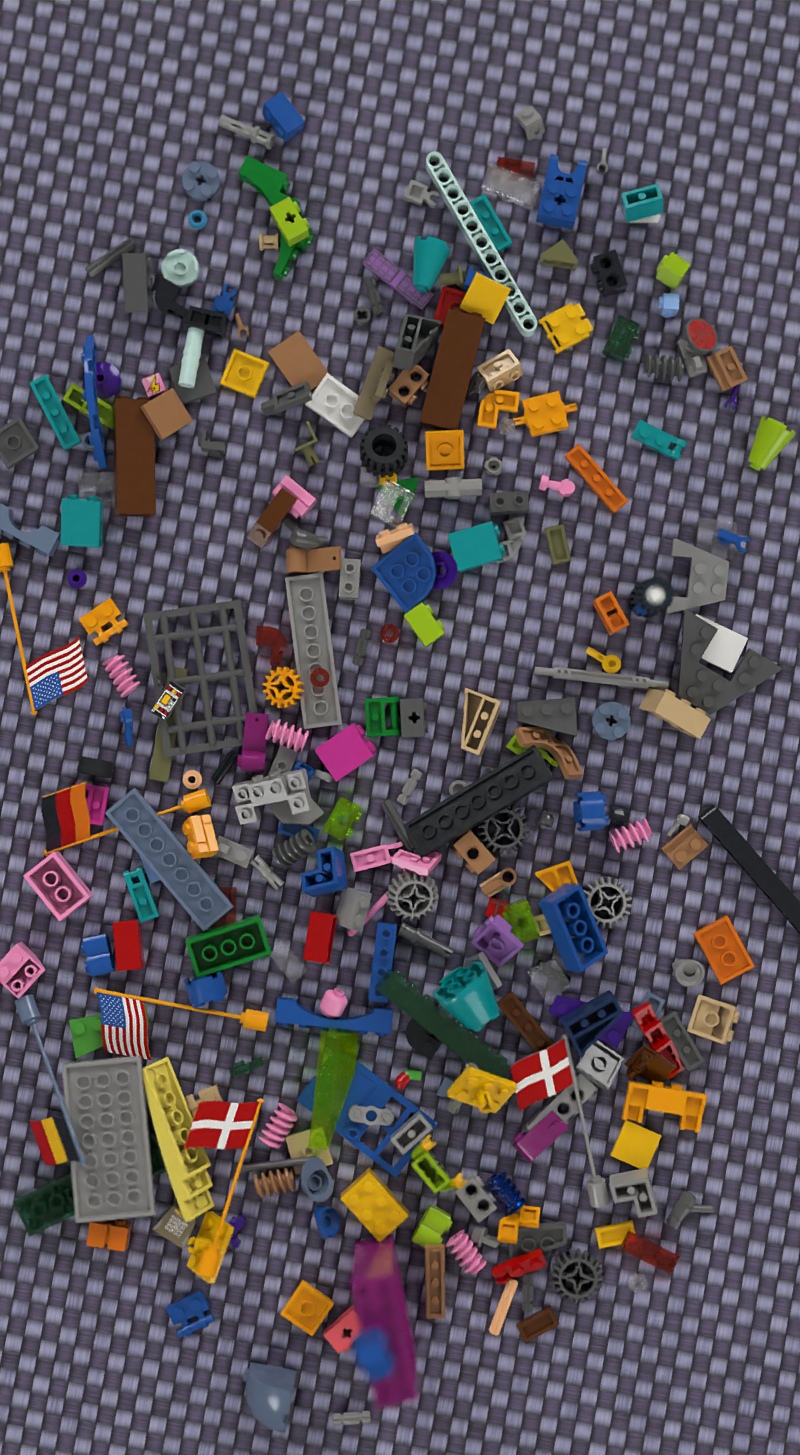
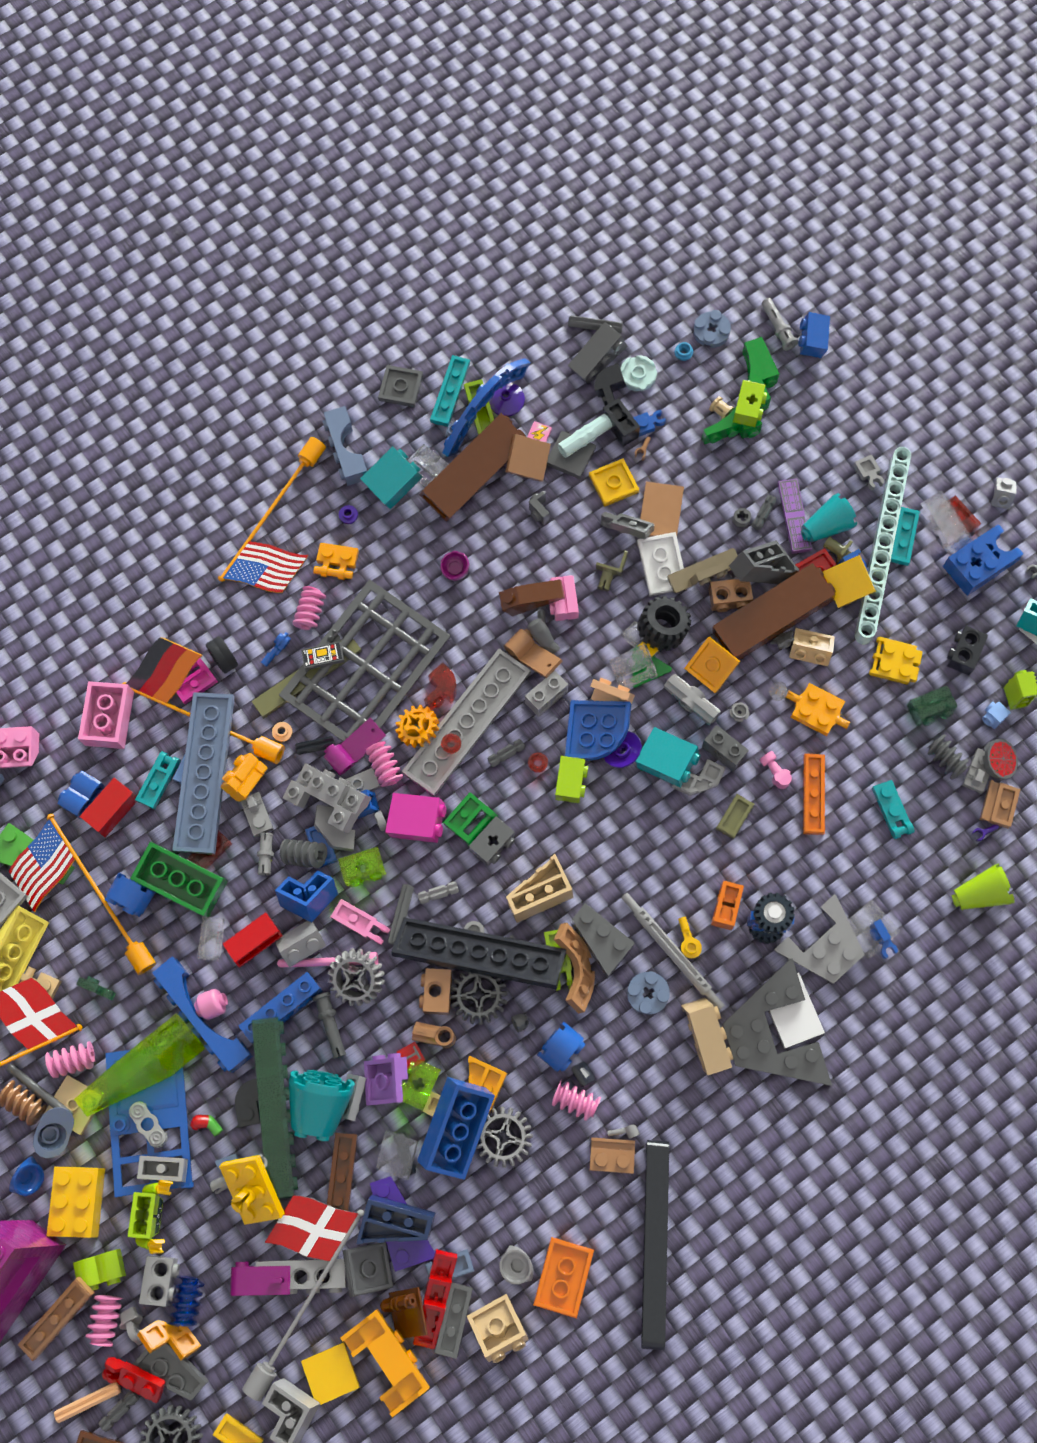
camera: 45 degrees right, 15 degrees down
(193, 545) = (455, 565): none -> magenta hair
(415, 863) = (383, 956): bright pink plate -> none
(496, 401) = (784, 665): light orange plate -> none
(559, 256) = (937, 603): olive slope -> none

